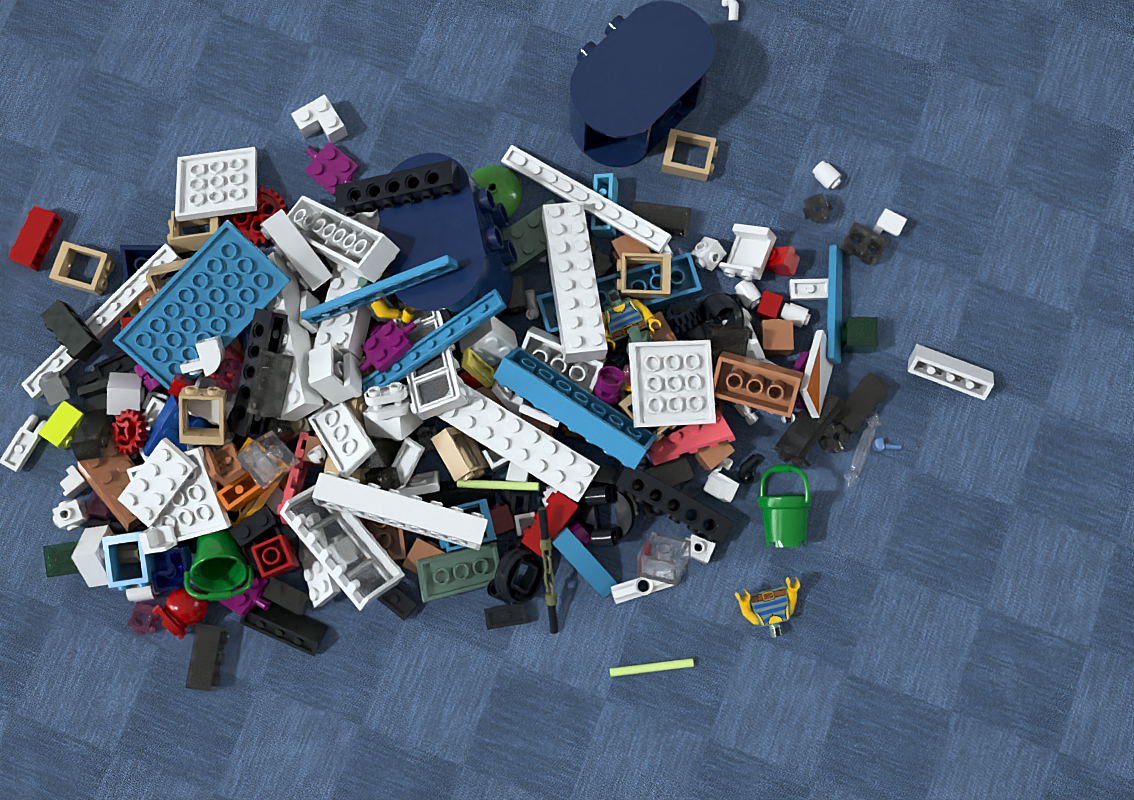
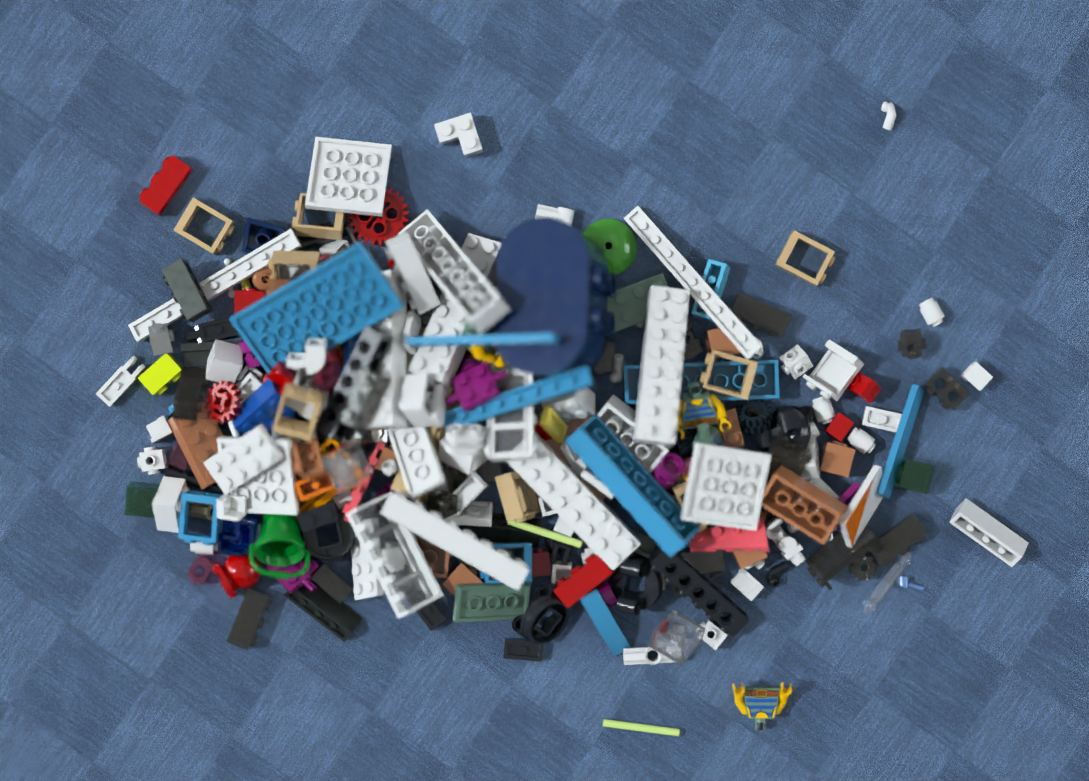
camera: 15 degrees right, 10 degrees up
(275, 556) = (333, 551): red head -> none
(330, 167) = (460, 185): magenta plate -> none
(367, 189) = (474, 237): black brick -> none
(545, 544) = (574, 600): piece -> none
(639, 82) = (774, 182): dark blue brick -> none
(750, 434) = (787, 544): none -> white hips
(785, 515) = (797, 623): green piece -> none

